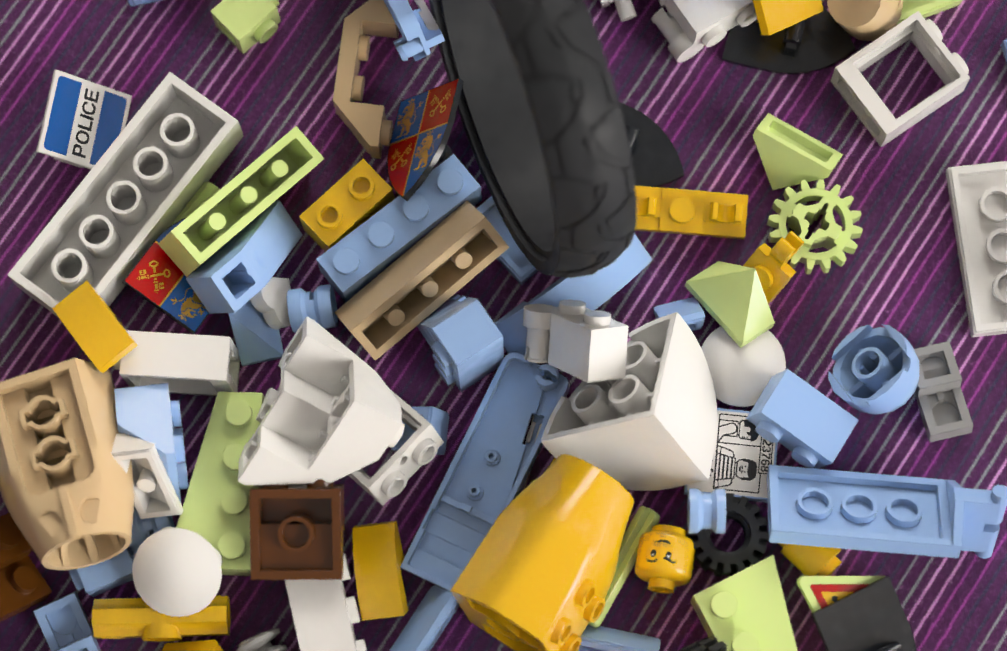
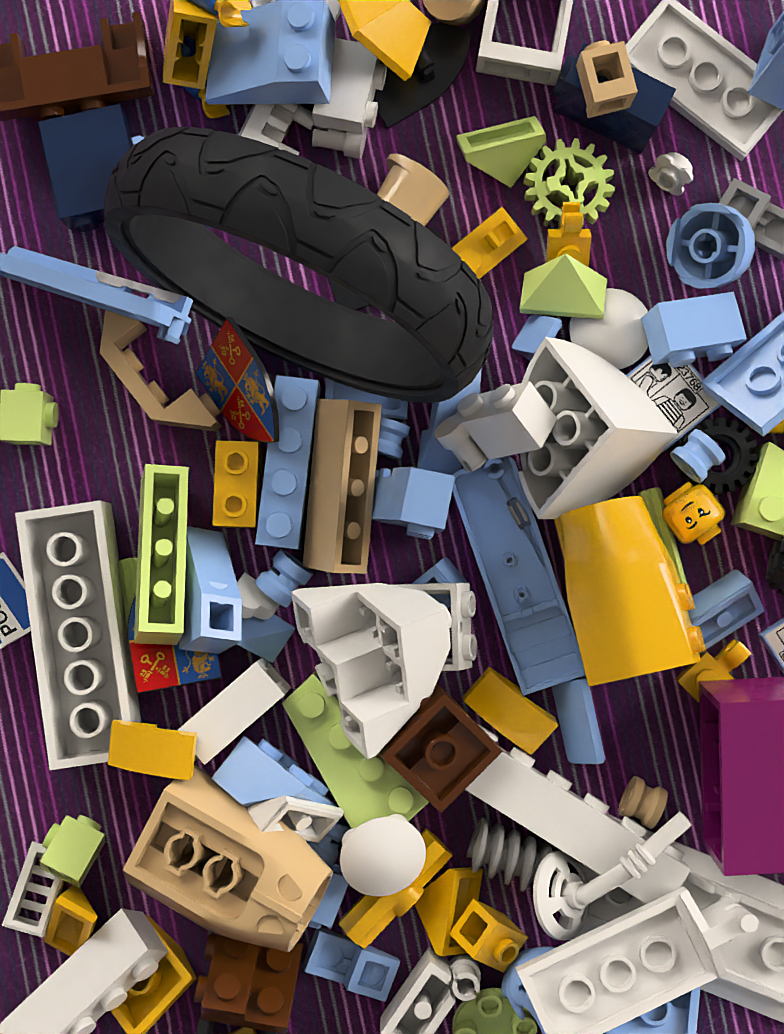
camera: 50 degrees left, 10 degrees up
(492, 282) = (390, 438): none -> light blue wheel
(677, 120) = (412, 188): none -> tan hat
(890, 179) = (613, 63): none -> tan brick
(903, 291) = (672, 172): none -> white plate
(905, 191) = (627, 127): none -> dark blue brick

